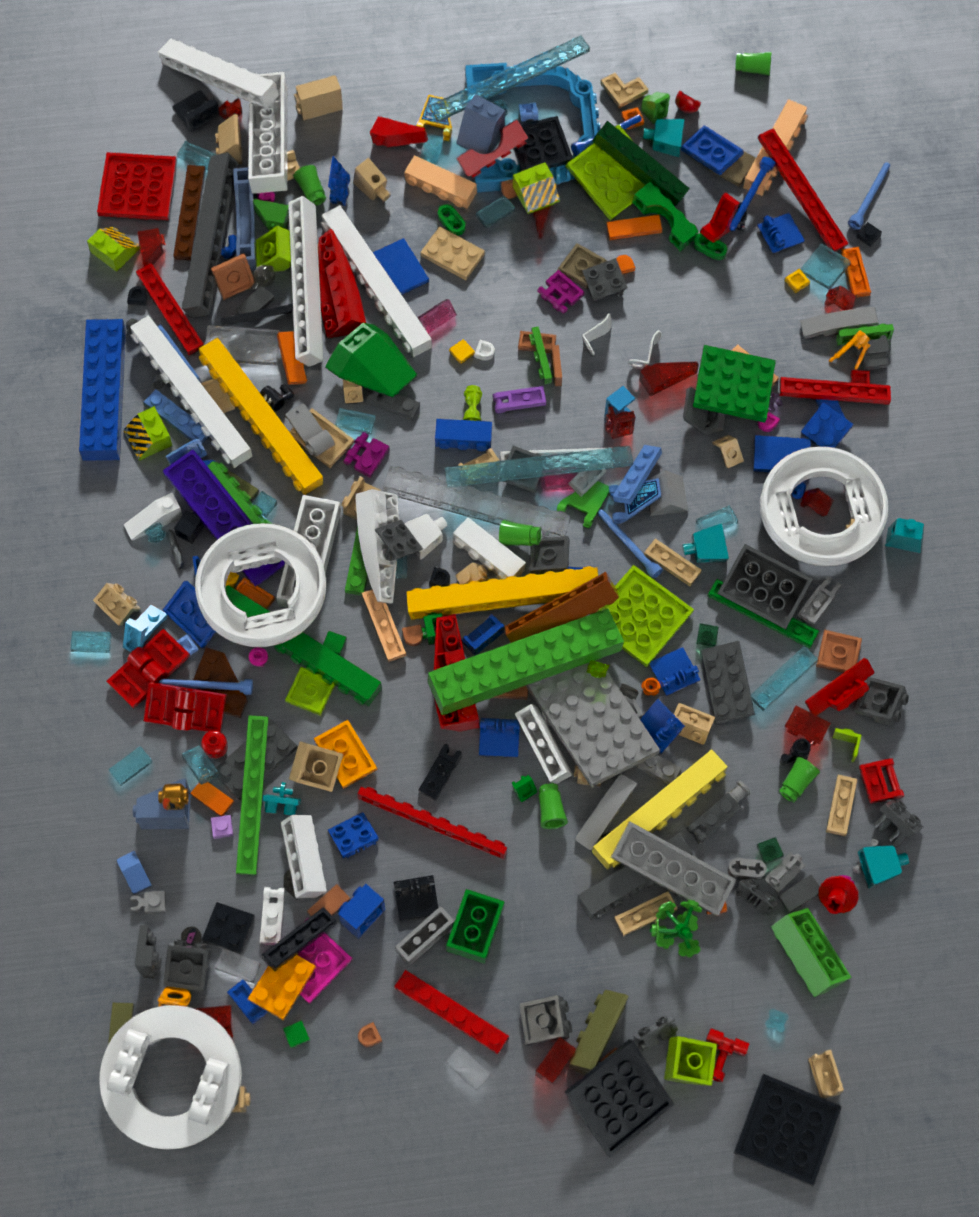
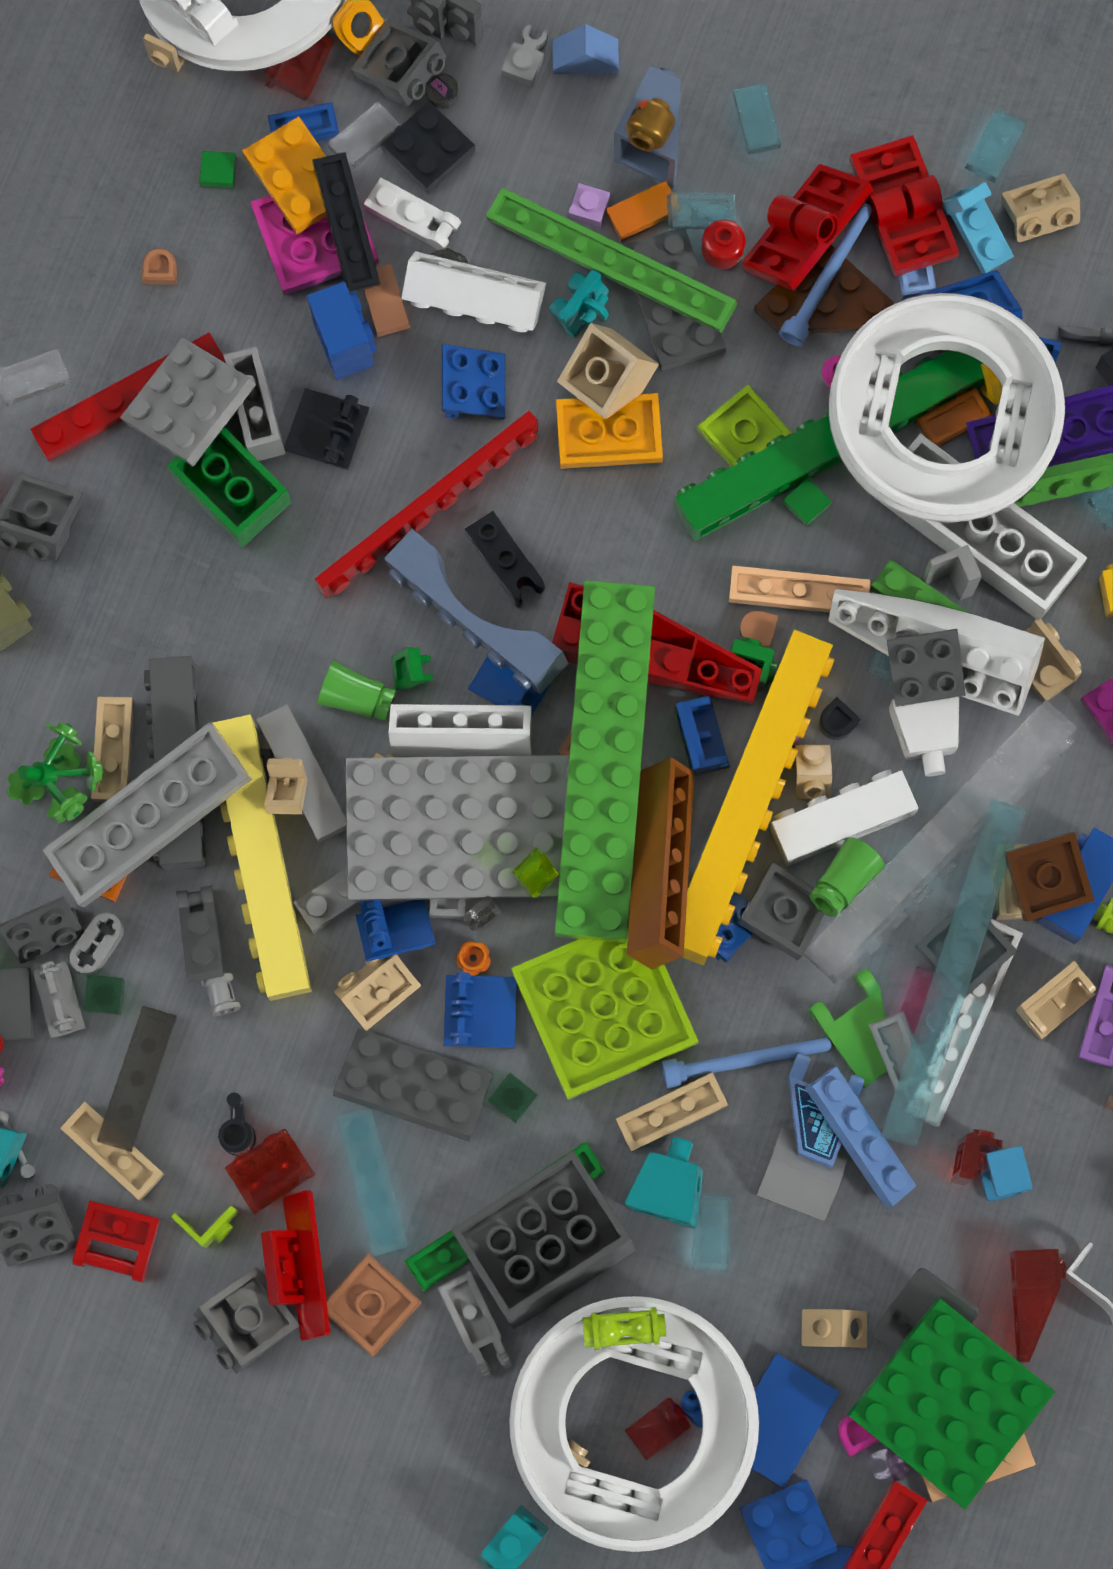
camera: 120 degrees right, 10 degrees up
(337, 550) = (959, 567): none -> light grey panel
(444, 966) = (188, 401): none -> light grey plate
(469, 805) = (525, 653): none -> sand blue arch
(472, 443) = (1049, 876): none -> reddish brown plate
(524, 425) = (1056, 1000): none -> tan hinge
(621, 807) = (285, 786): none -> tan bracket
(793, 529) = (608, 1329): none -> lime piece
(798, 779) = (189, 1103): bright green plant -> none
(801, 810) = (137, 1079): none -> clear smoke tile

